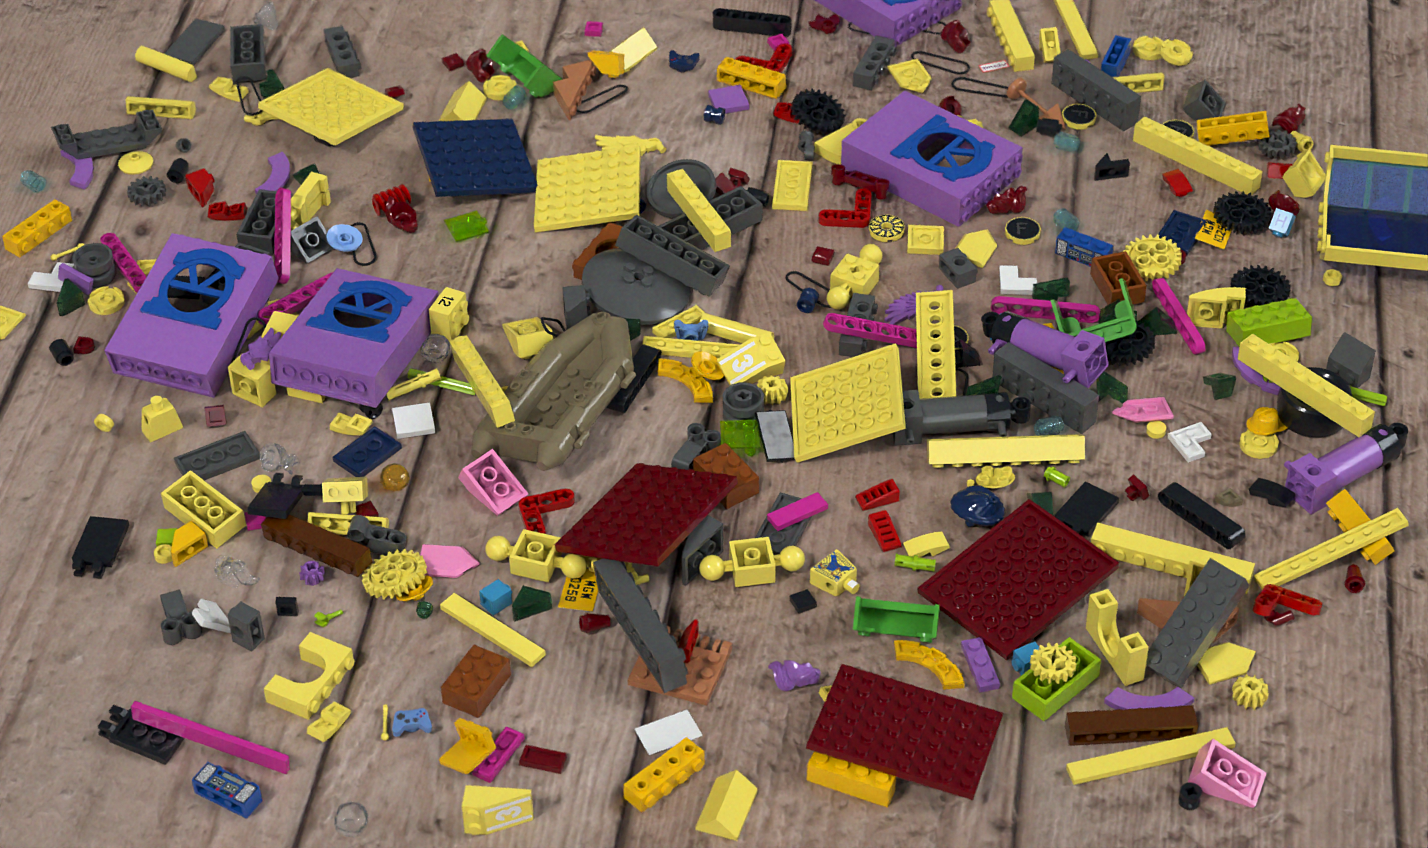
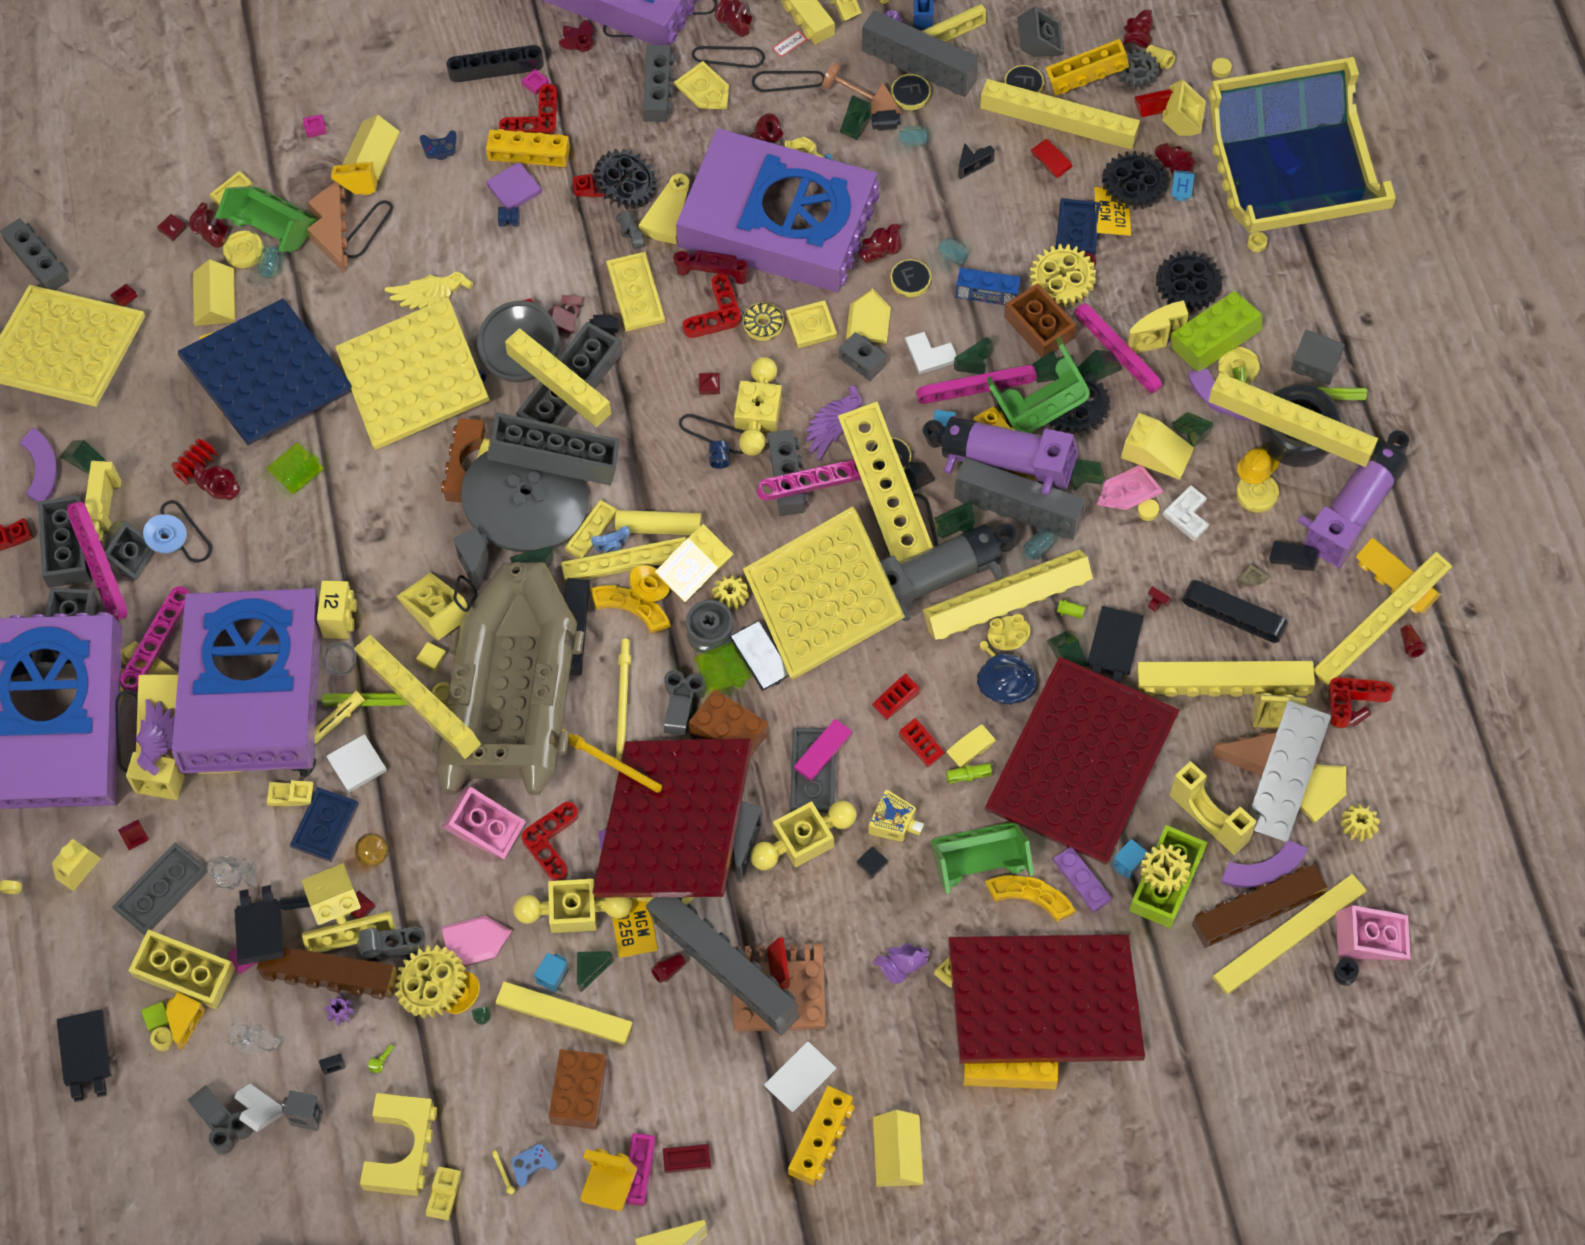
camera: 20 degrees left, 20 degrees up
(259, 481) = (225, 907): light yellow tile -> none
(509, 368) = (431, 656): none -> light yellow tile
(598, 454) = (579, 743): none -> yellow bar
(662, 413) = (624, 662): none -> light yellow bar
(1181, 386) = (1157, 447): none -> light yellow slope

